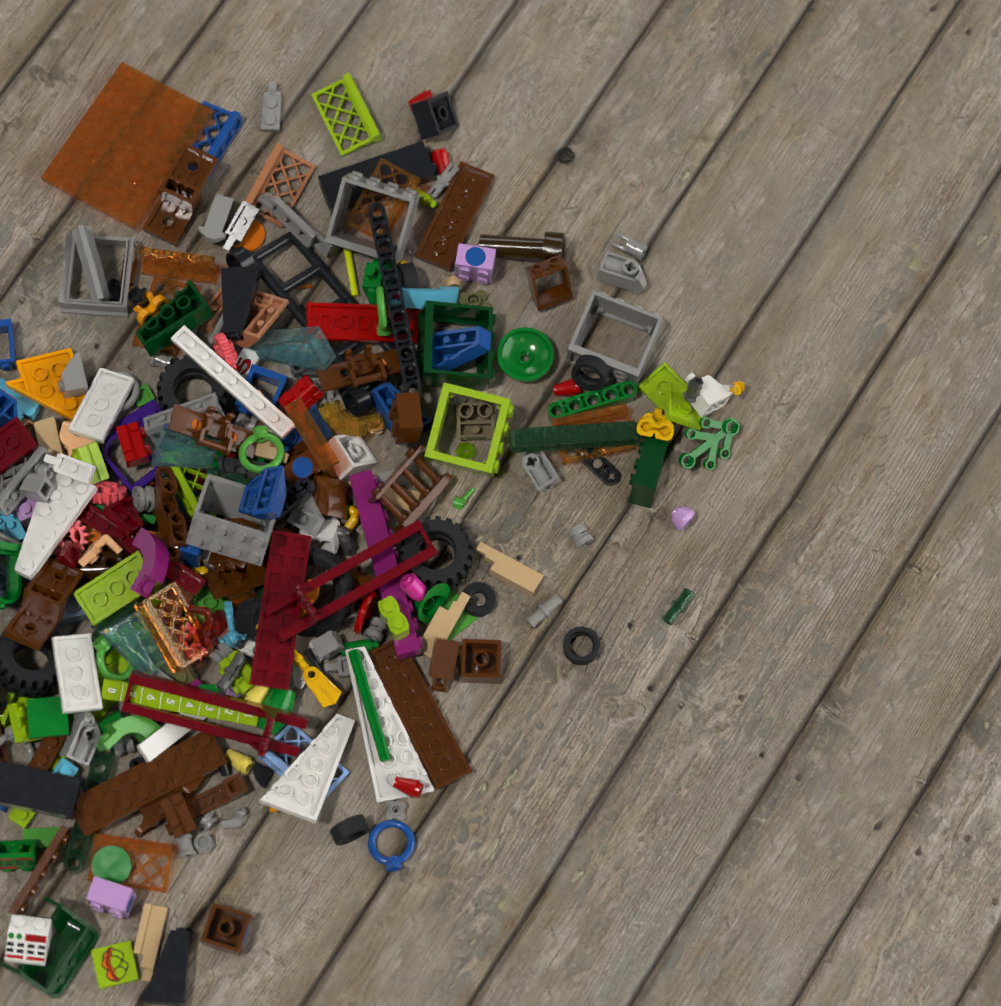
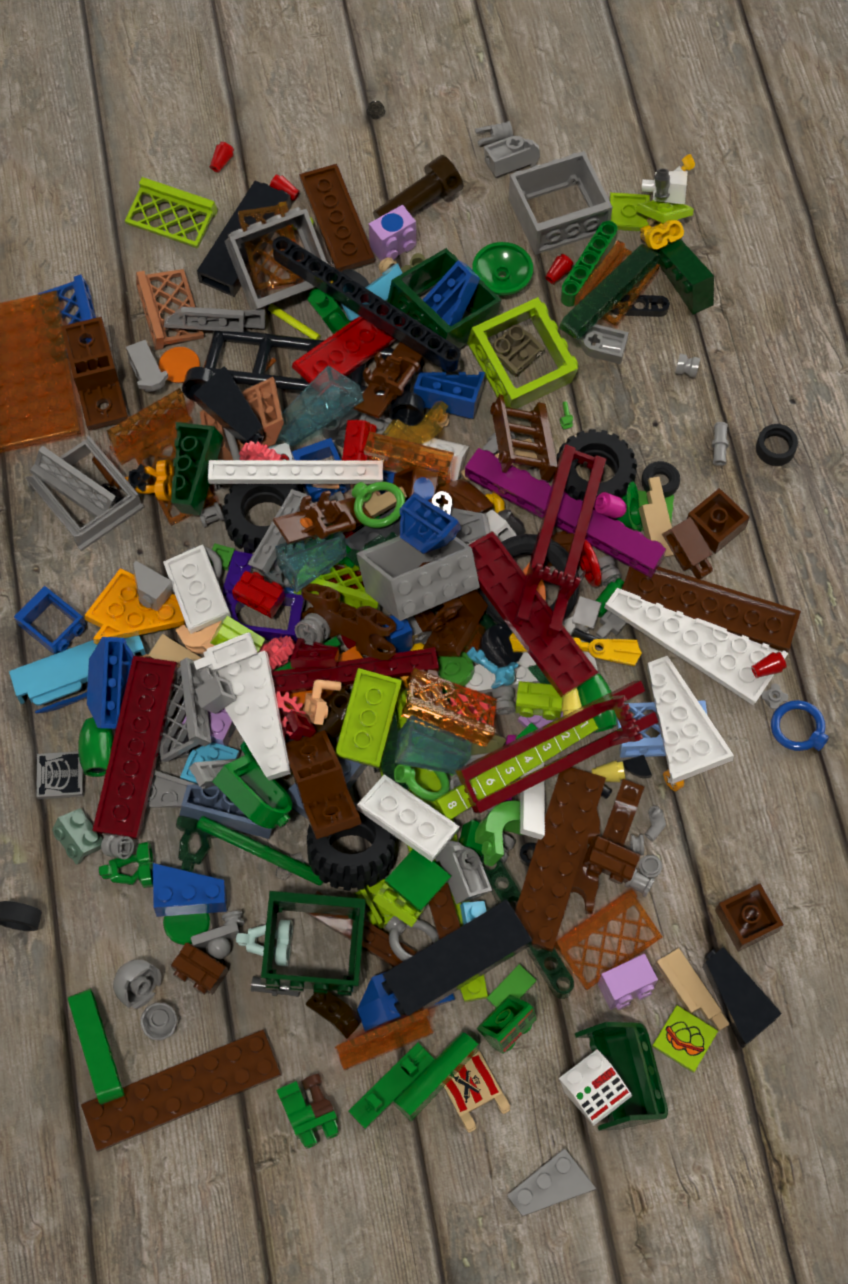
camera: 40 degrees left, 5 degrees down
(41, 871) = (544, 1018): reddish brown plate -> none
(111, 864) = (595, 955): green piece -> none
(154, 562) = (384, 662): magenta arch -> none
(213, 626) = (479, 677): clear red plate -> none
(231, 672) = (536, 700): dark grey pin -> none
(240, 225) = (170, 356): hinge -> none
(271, 109) = (102, 256): light grey hinge -> none
(349, 829) = (759, 743): black tyre -> none
(369, 705) = (671, 629): green axle -> none
(383, 327) = (373, 333): bright green piece -> none
(396, 621) = (624, 540): lime brick -> none
(406, 418) = (470, 379): reddish brown brick -> none
(434, 115) = (244, 157): black slope -> none
(443, 180) = (301, 192): light grey pin -> none
(465, 446) = (528, 374): clear neon green plate -> none
(510, 570) = (663, 437): tan piece -> none
(561, 292) = (467, 219): reddish brown window -> none
(594, 363) = (563, 226): black tyre -> none
(678, 606) = (814, 355): clear green pin -> none
(682, 517) = (747, 288): lavender cone -> none
(711, 442) = (712, 194): green plant -> none

